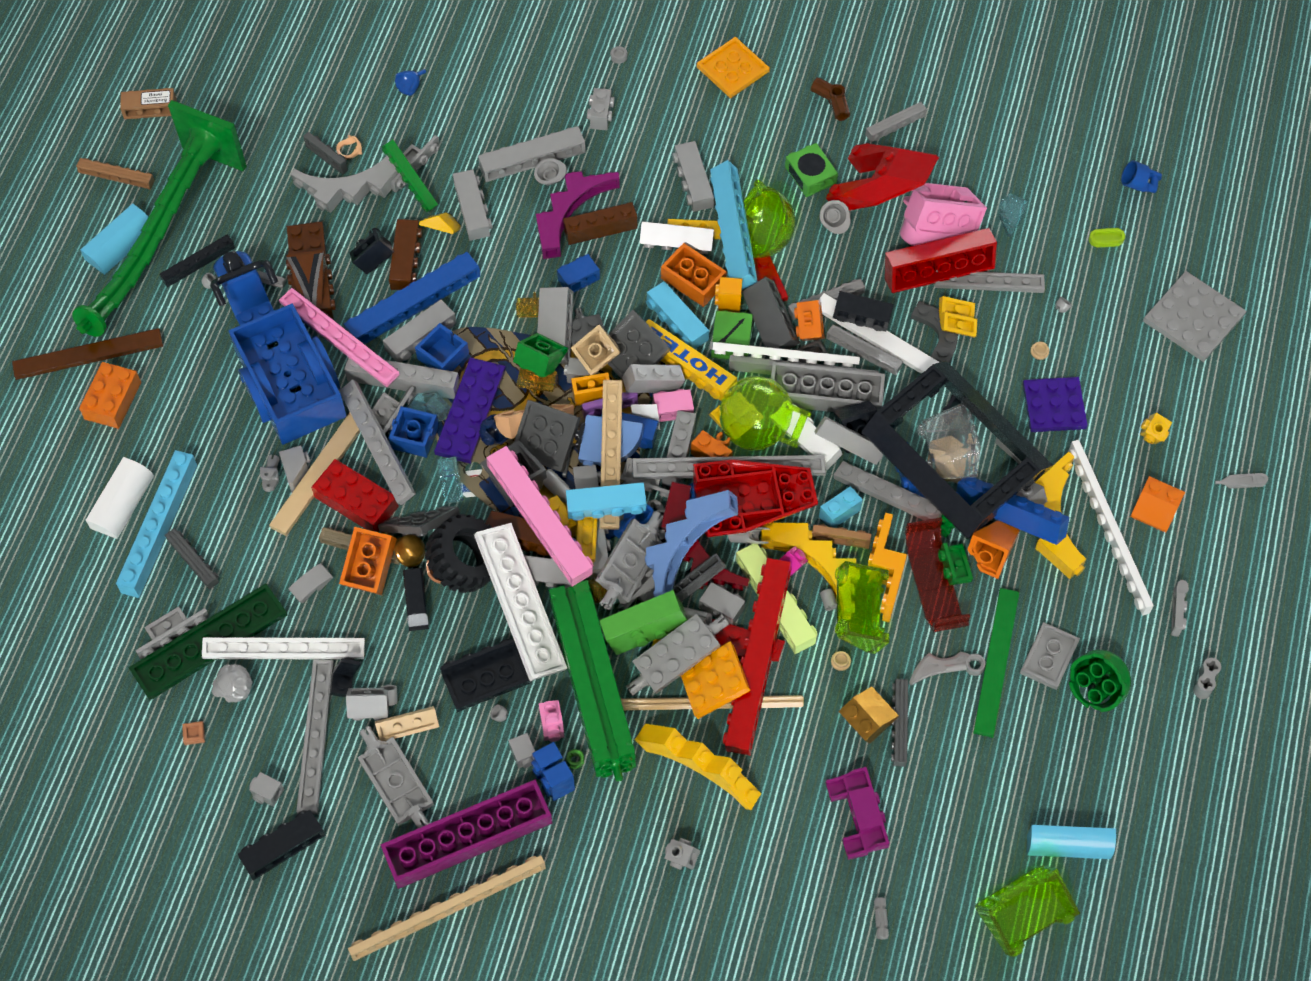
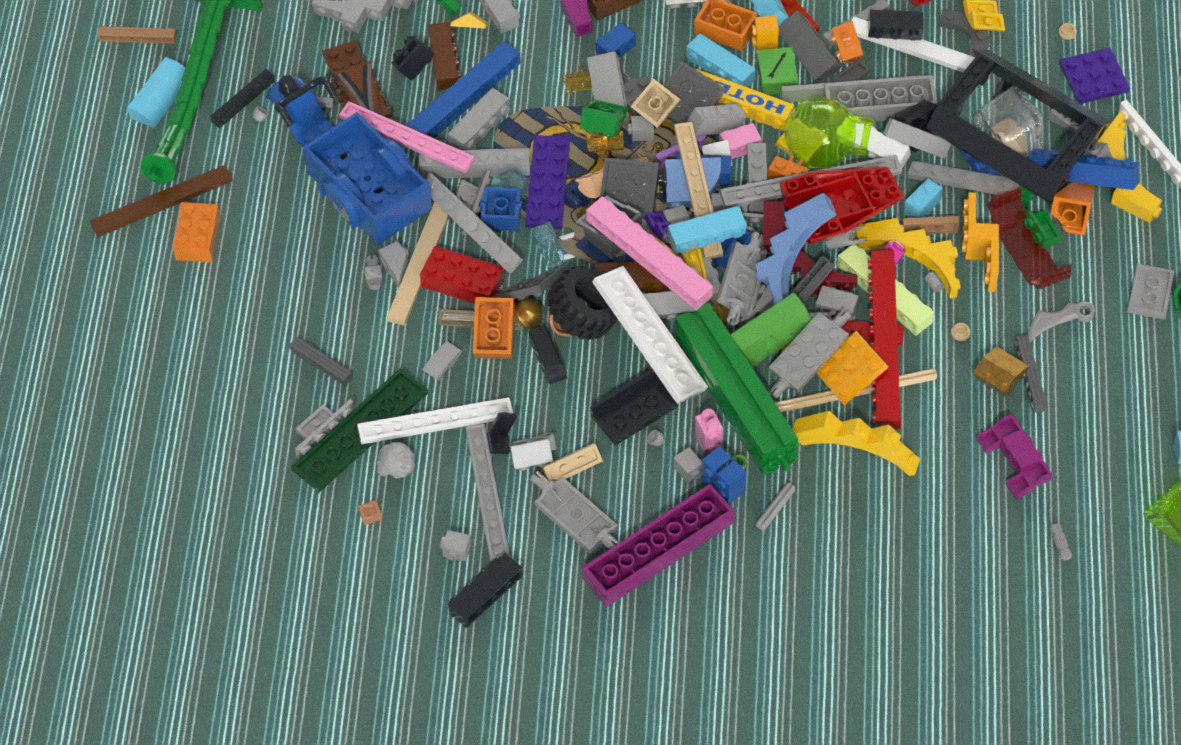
camera: 10 degrees left, 5 degrees down
(119, 498) = (234, 321): white brick -> none
(156, 524) = (278, 337): medium azure brick -> none
(438, 349) = (501, 131): blue piece -> none
(441, 910) = (652, 616): tan plate -> none
(563, 480) = (657, 223): none -> dark purple slope
(588, 388) = (657, 139): light orange brick -> none
(599, 814) = (775, 506): none -> light grey axle
(681, 854) = (863, 522): light grey brick -> none
(777, 353) = (825, 76): white plate -> none
(860, 606) = (965, 278): clear neon green windscreen -> none
(864, 349) = (904, 60): light grey piece -> none
(996, 663) = (1104, 306): green tile -> none

